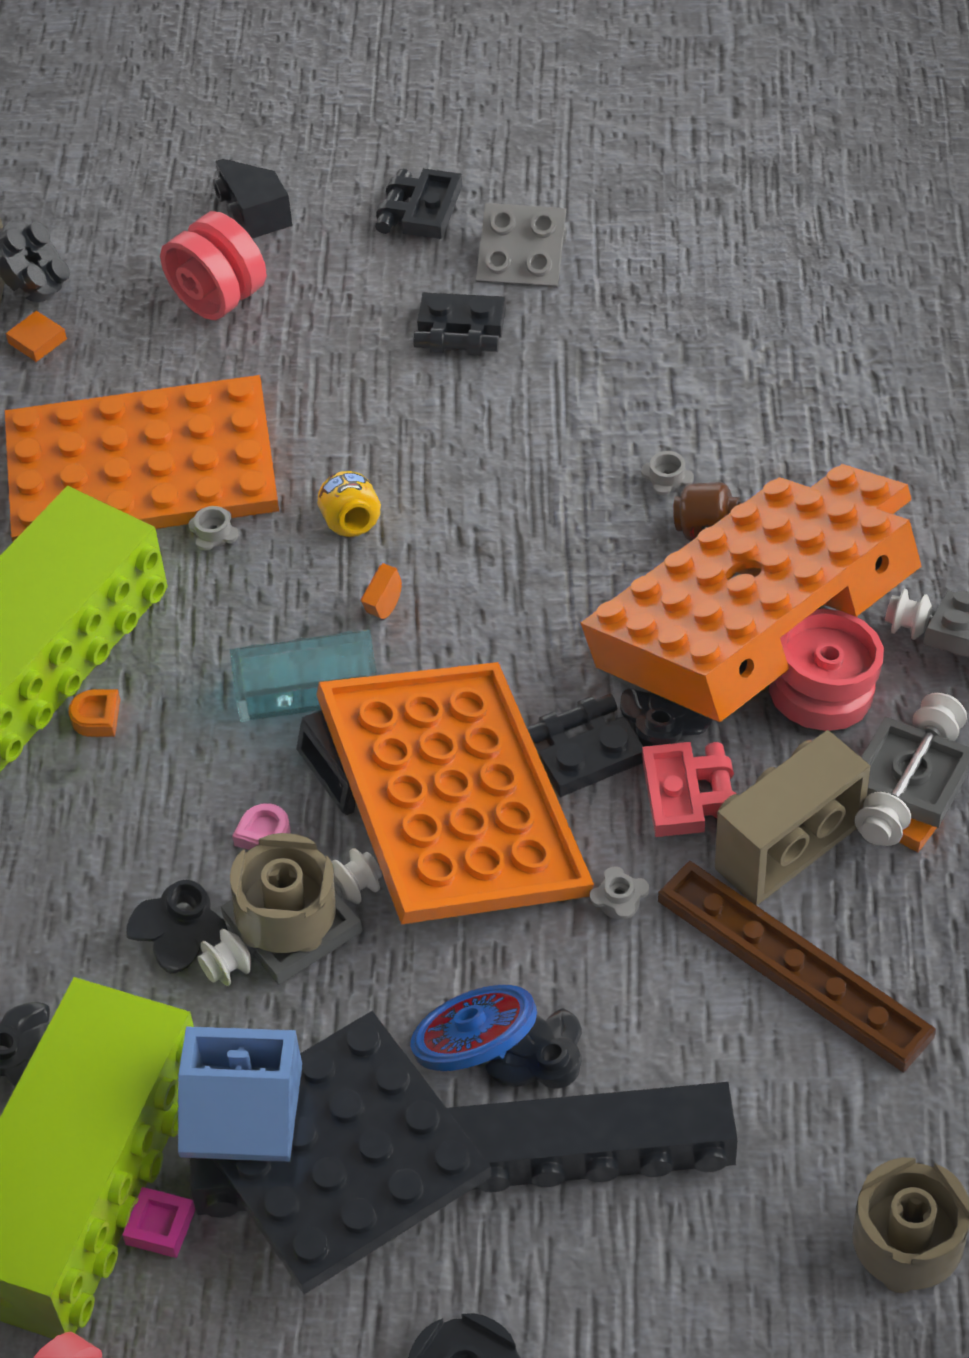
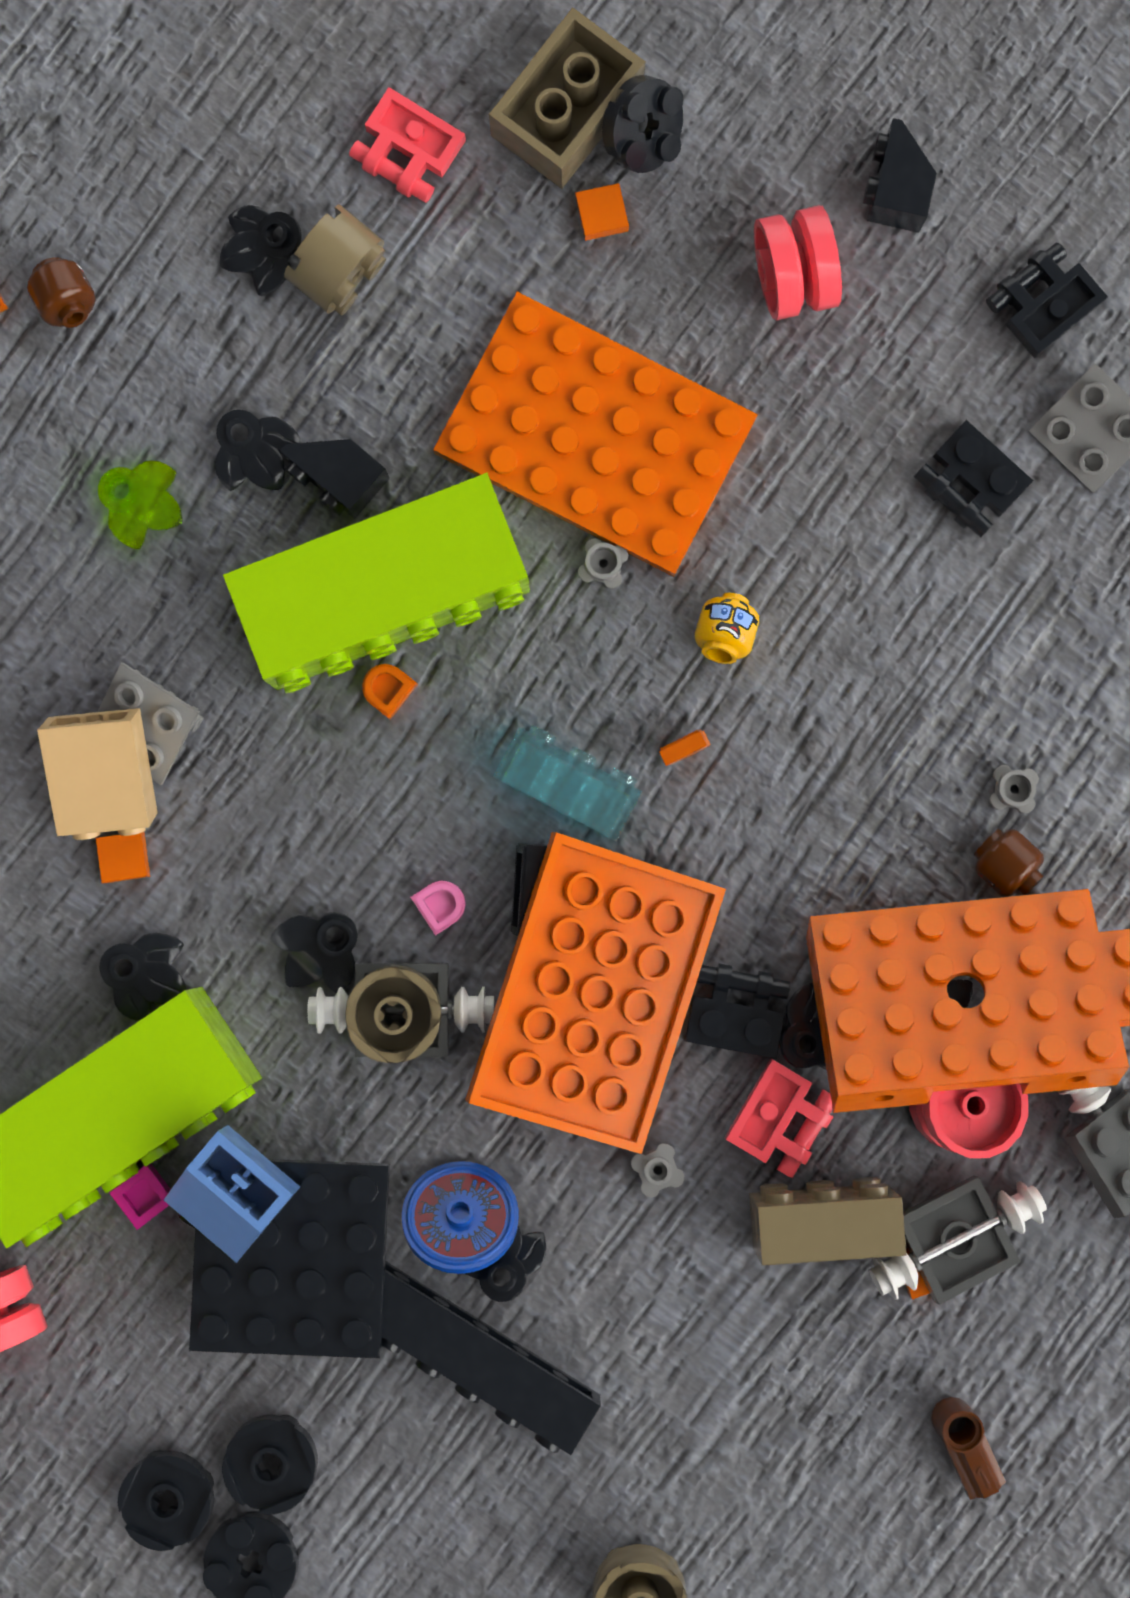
camera: 35 degrees right, 35 degrees up
(797, 966) = (738, 1323): reddish brown tile -> none

